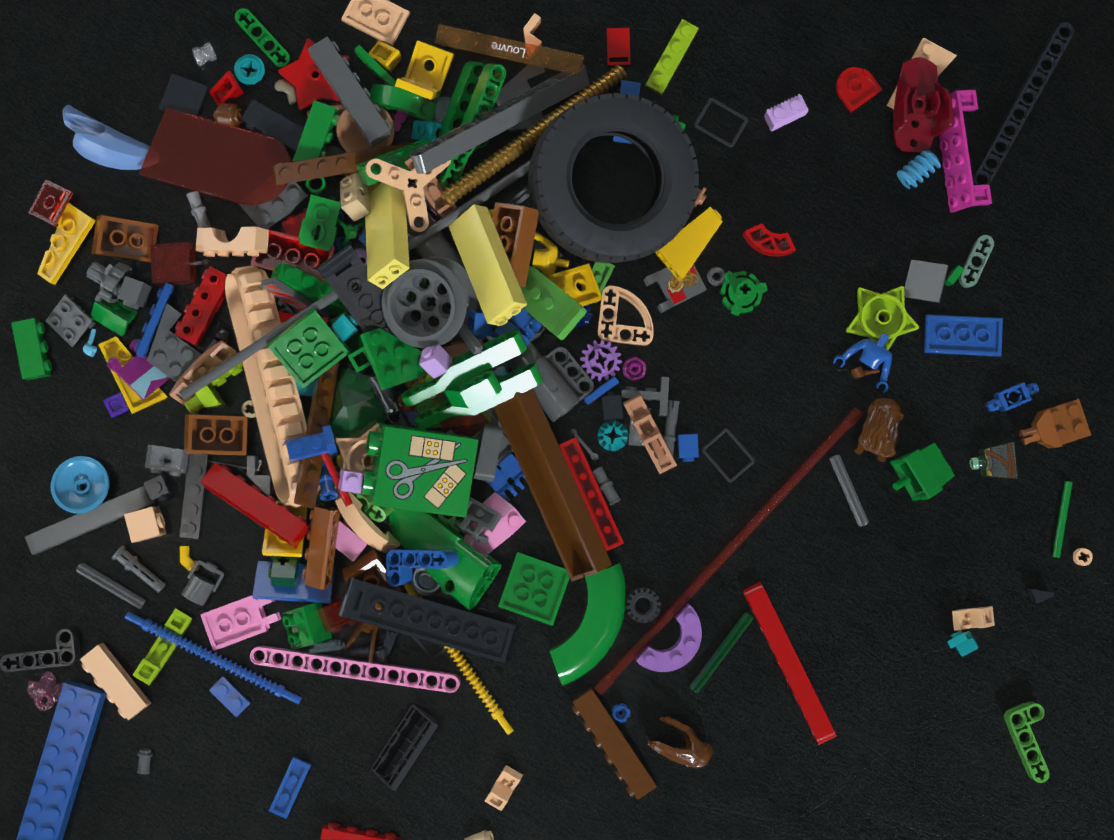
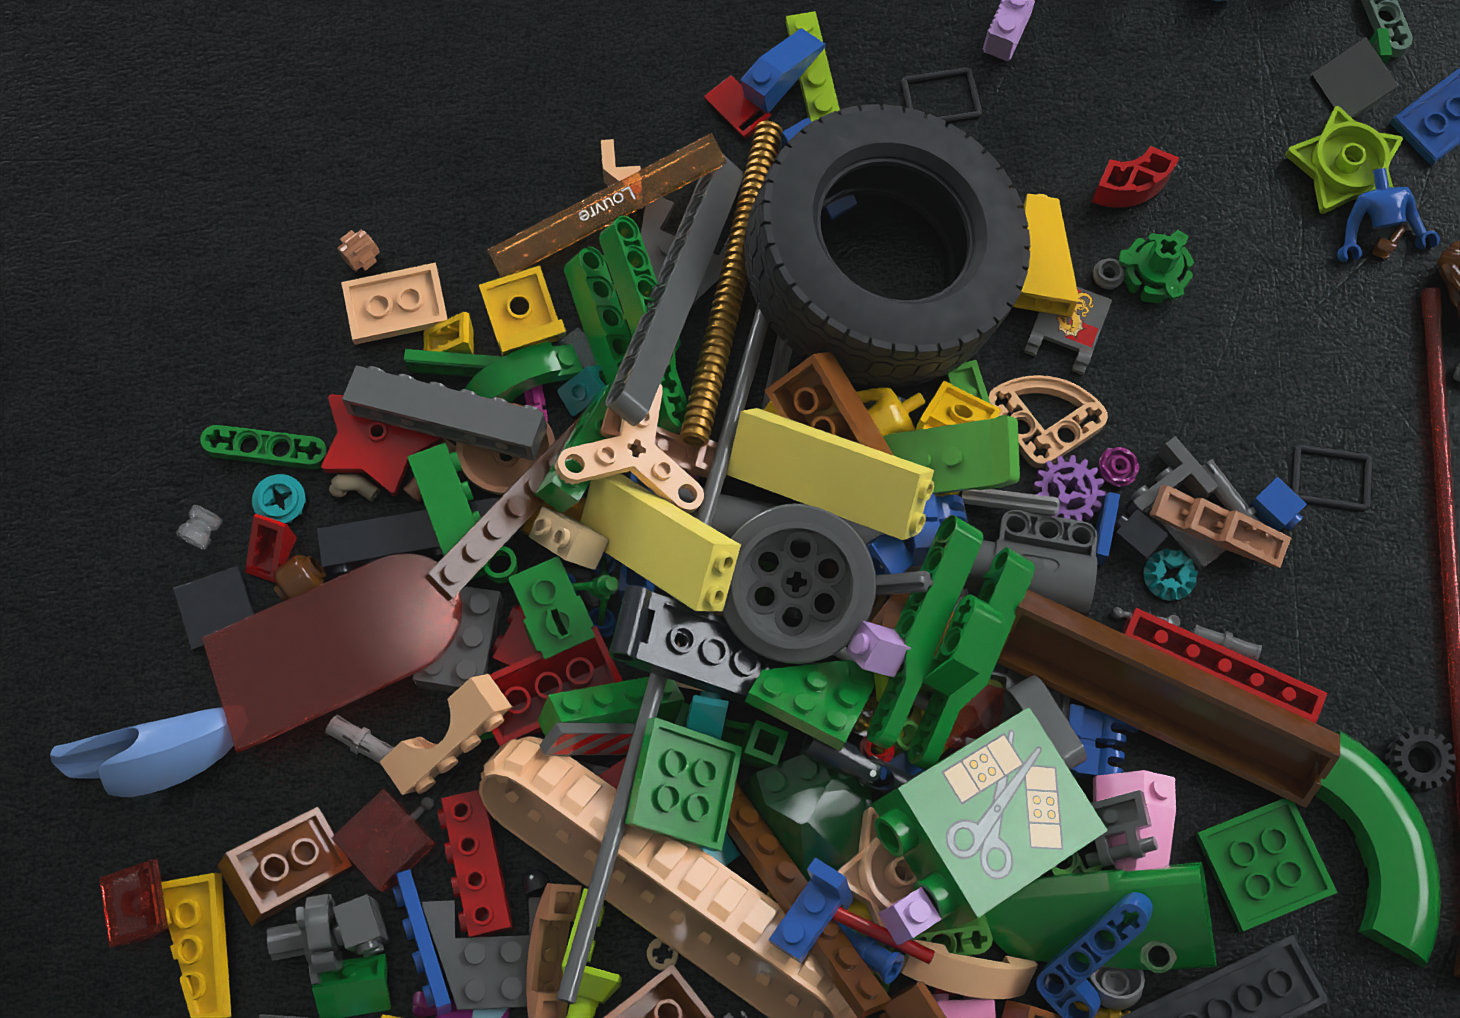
camera: 40 degrees left, 15 degrees down
(575, 351) = (1012, 501): none -> light grey axle
(652, 45) = (779, 69): none -> blue slope

